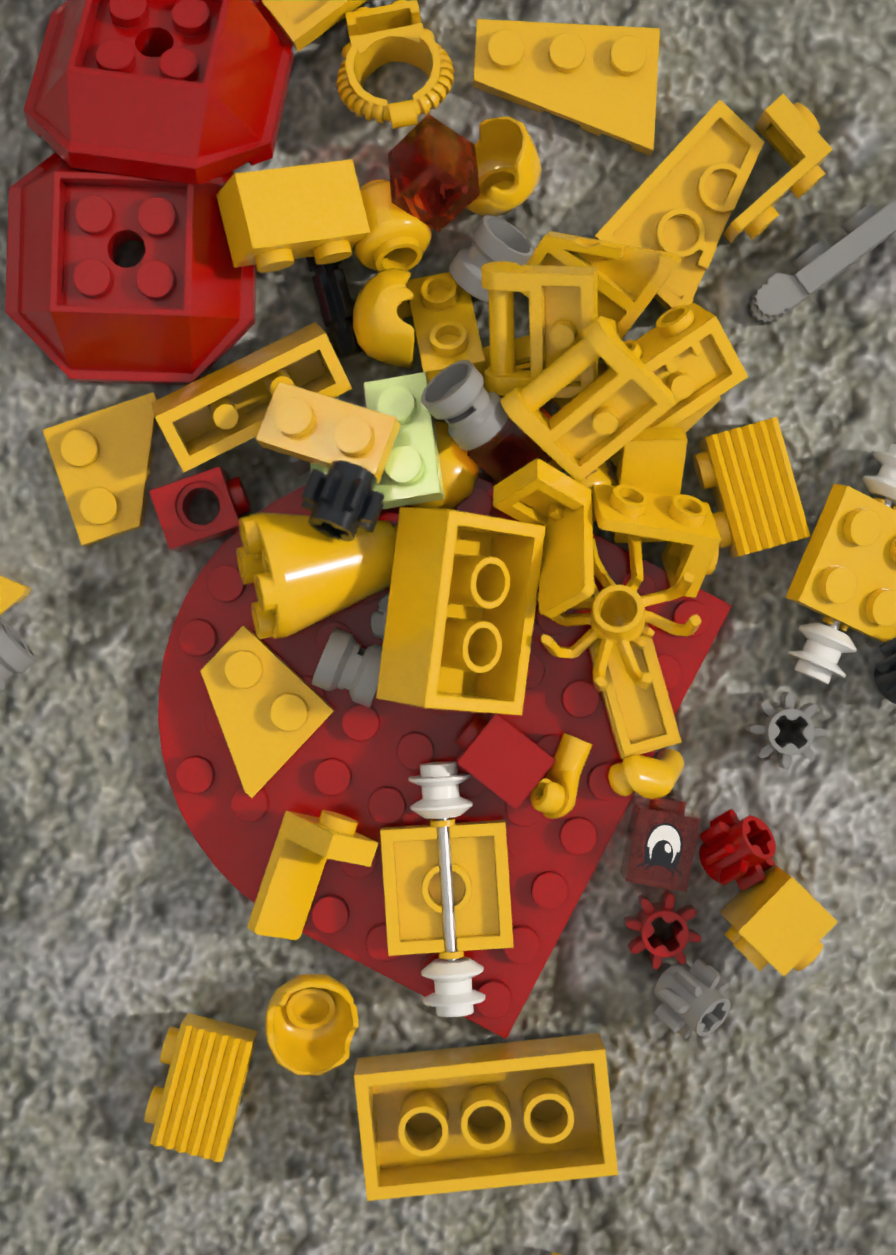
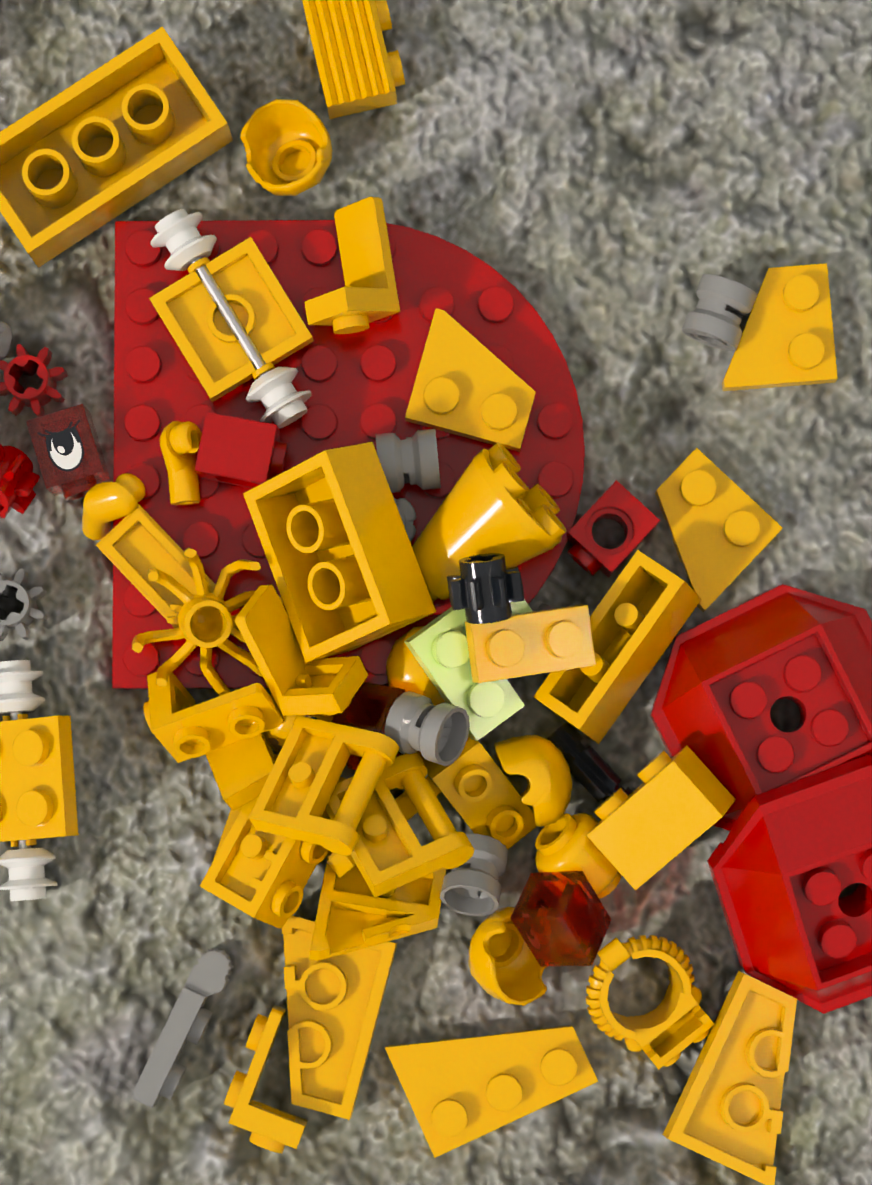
camera: 155 degrees right, 5 degrees down
(751, 488) = (146, 795): yellow brick -> none

